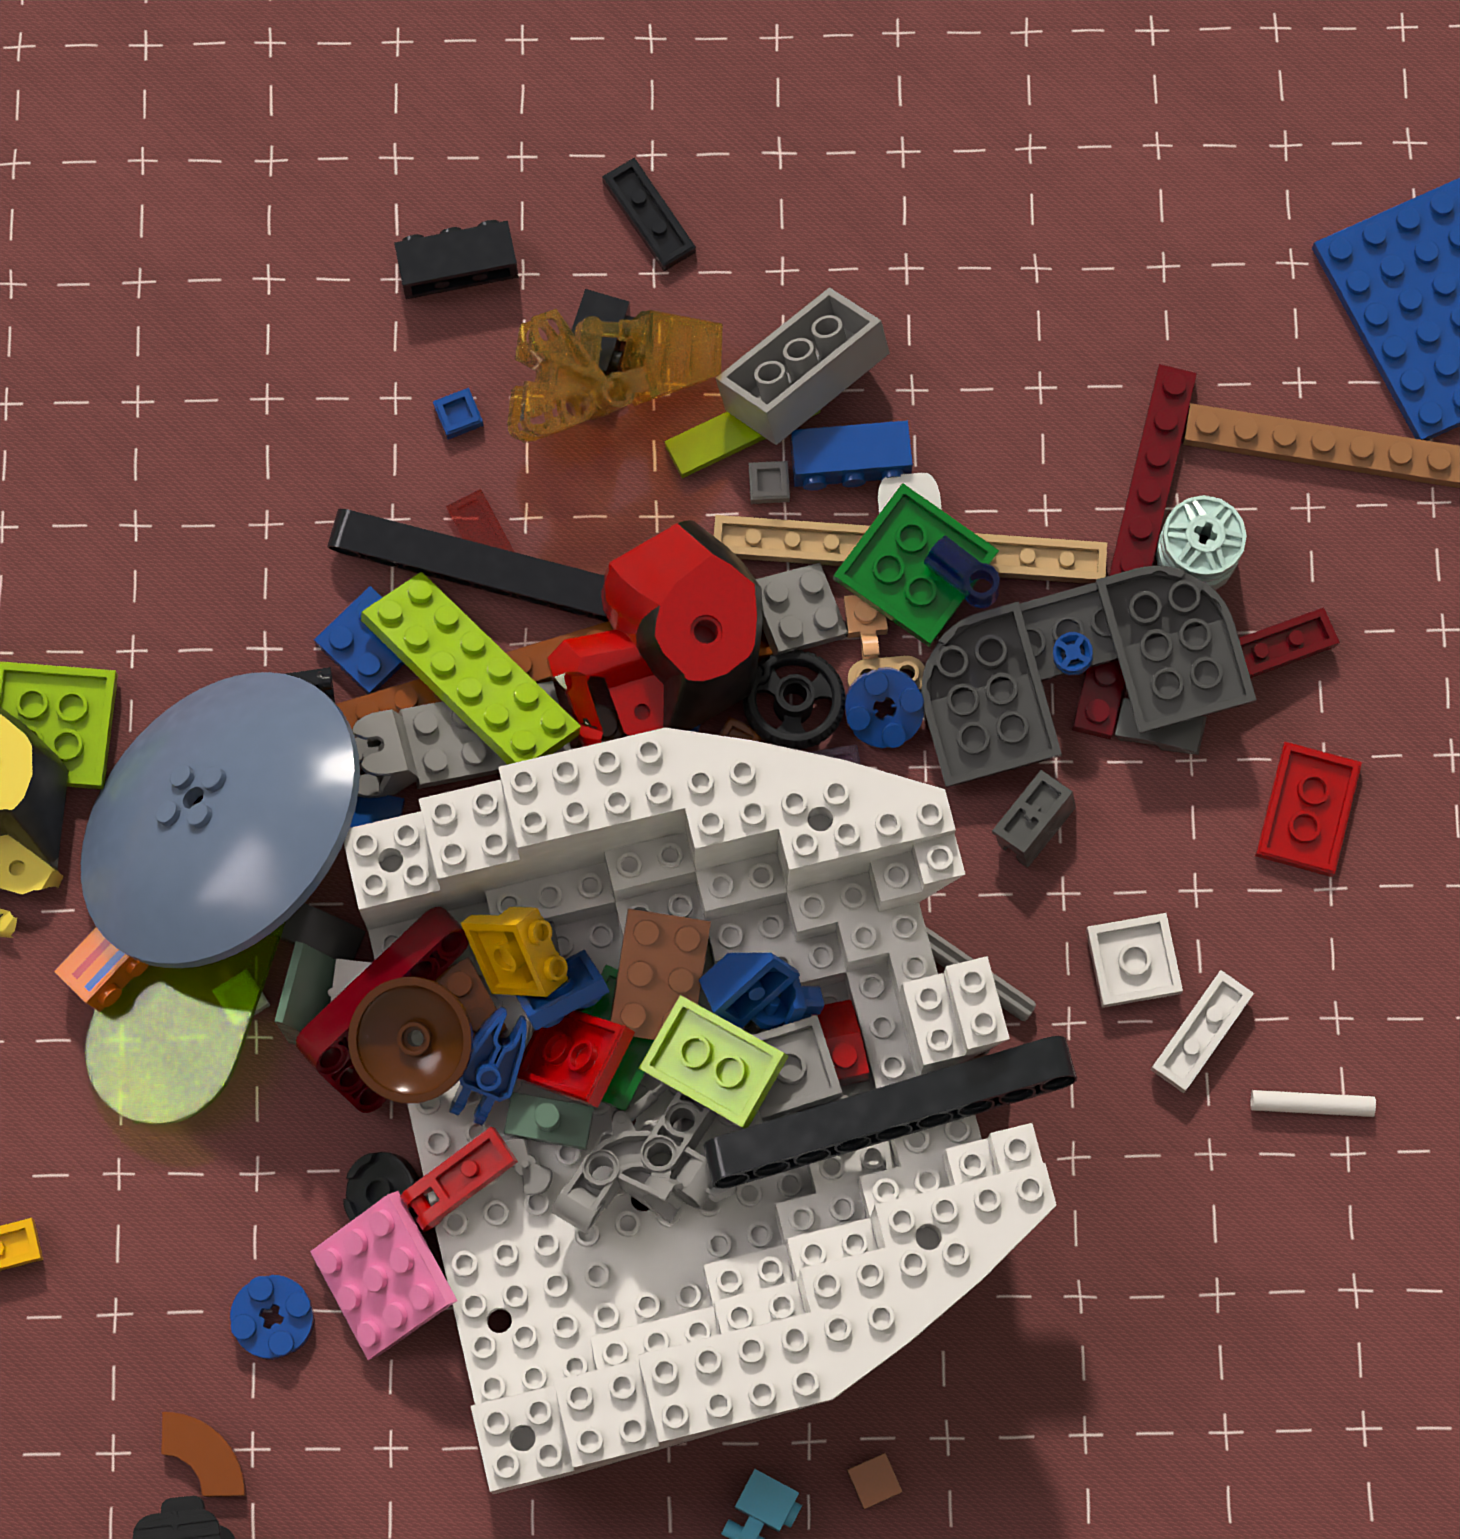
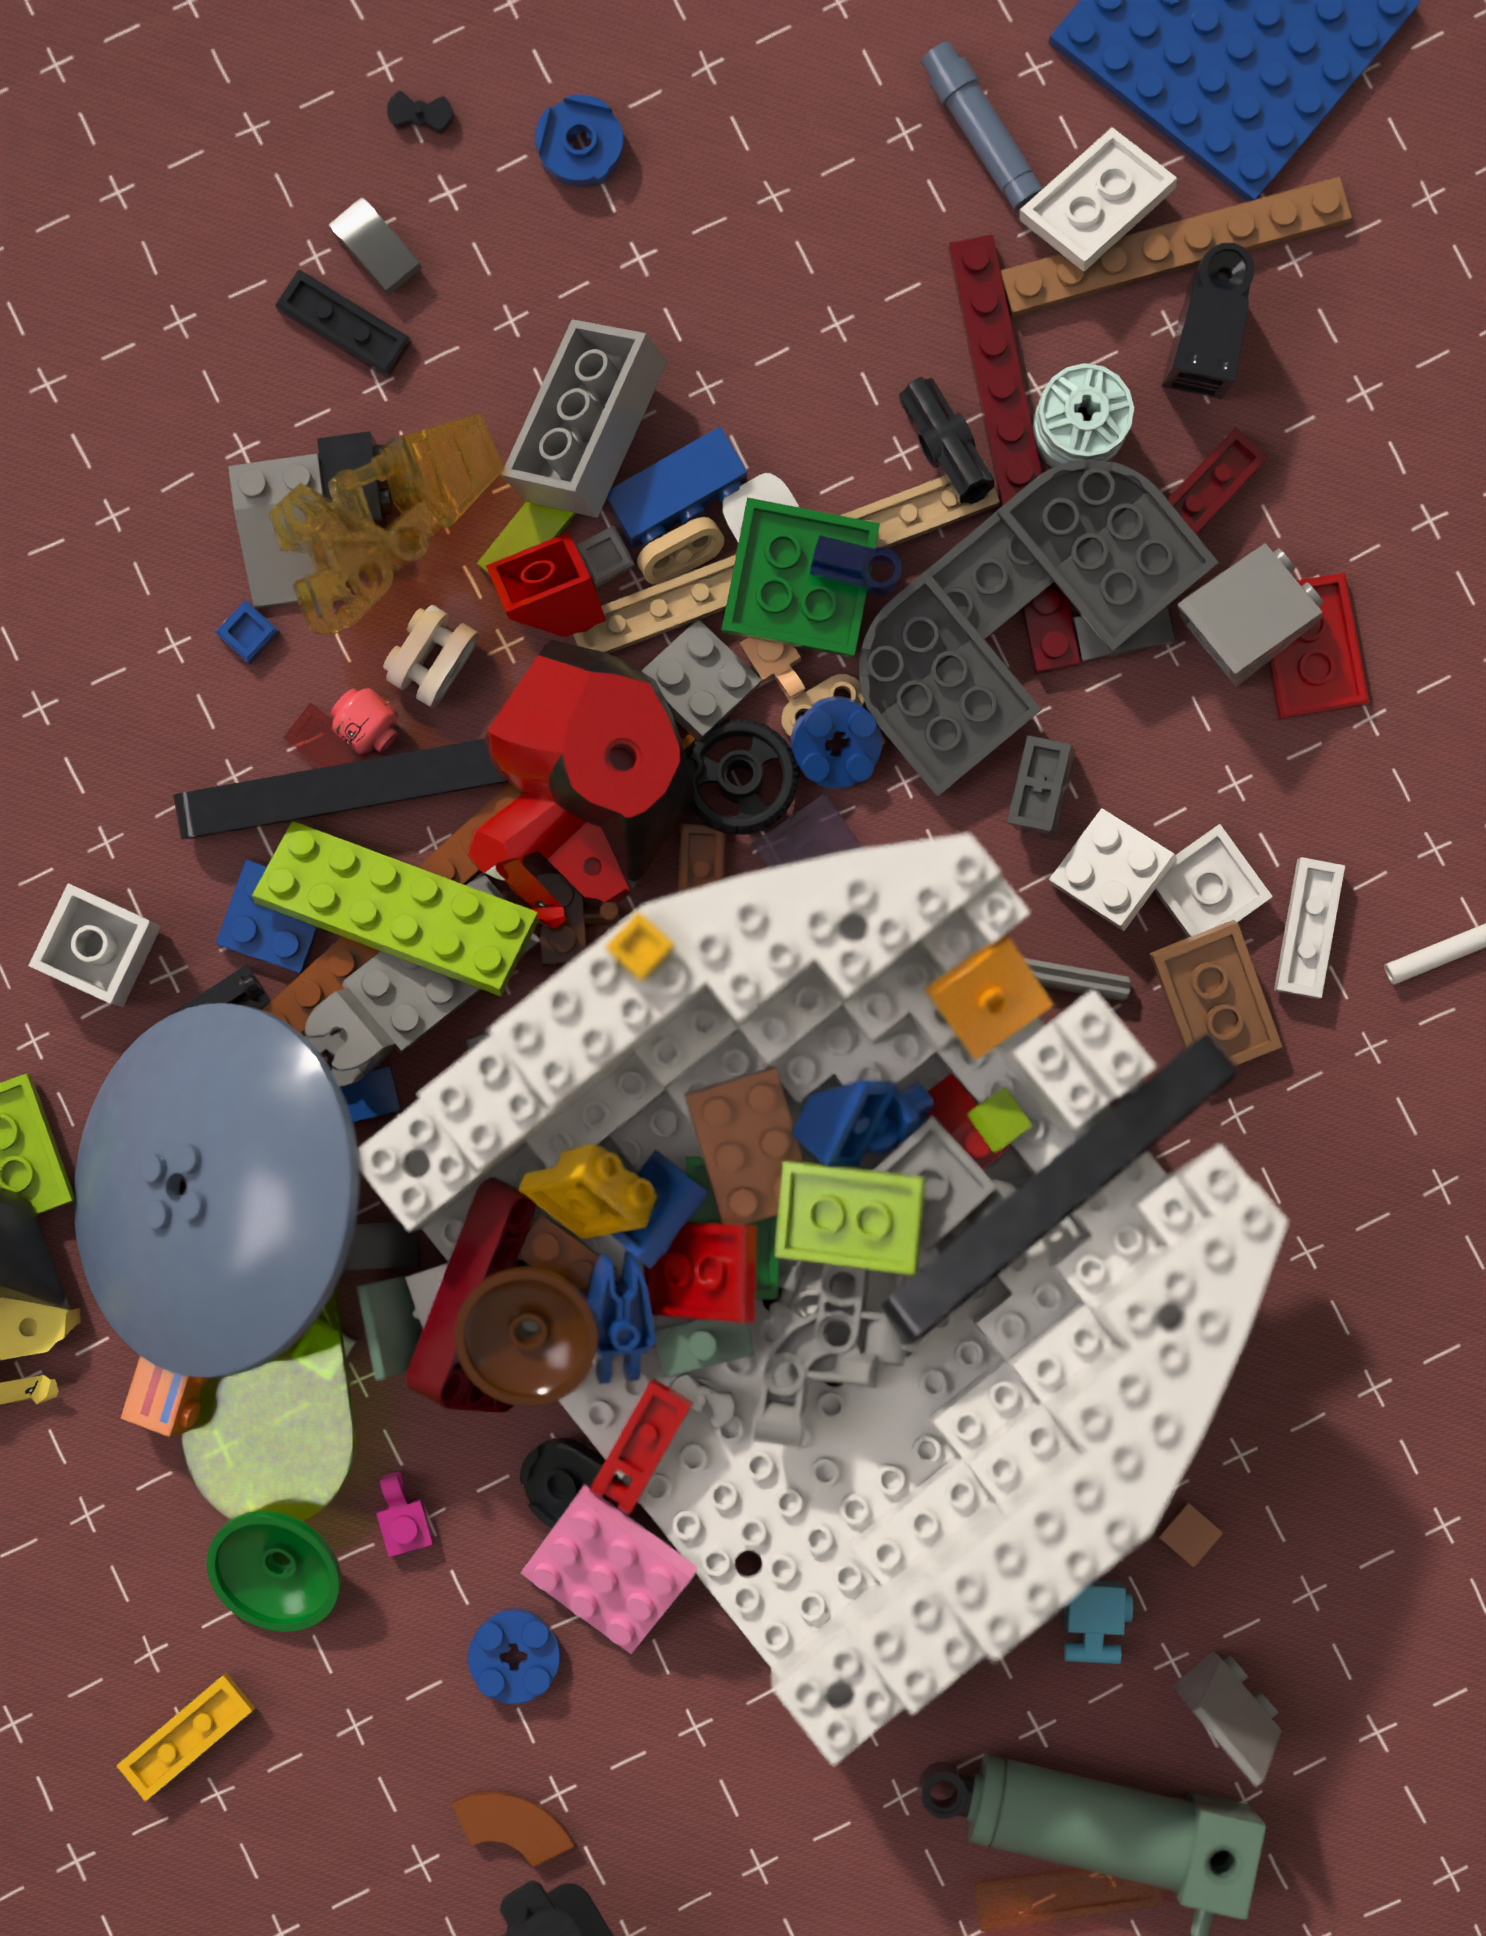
camera: 20 degrees left, 10 degrees up
(96, 1152) = (273, 1571): none -> green dish
(219, 595) = (95, 945): none -> white brick
(237, 1167) = (403, 1522): none -> dark pink plate
(456, 259) = (164, 466): black brick -> none
(515, 306) = (255, 492): none -> light grey slope
(516, 521) = (364, 721): none -> coral head
(598, 474) = (406, 662): none -> white brick
(646, 755) = (640, 946): none -> yellow tile
(702, 167) = (375, 246): none -> dark grey slope
(711, 482) = (548, 588): none -> red slope
(775, 77) = (405, 112): none -> black piece
(831, 503) = (680, 550): none -> tan plate
(870, 1044) = (999, 1119): none -> lime tile
(898, 138) = (565, 120): none -> blue plate
(904, 932) = (989, 996): none -> light orange plate
(1061, 909) = (1112, 869): none -> white plate
(1075, 647) = (1015, 593): blue wheel -> none
(1083, 512) = (946, 440): none -> black piece
(1104, 1049) = (1217, 992): none -> medium nougat plate
(1221, 251) = (959, 90): none -> sand blue piece
(1267, 755) = (1251, 612): none -> light grey slope
(1293, 382) = (1098, 199): none -> white plate
(1337, 515) = (1211, 324): none -> black piece

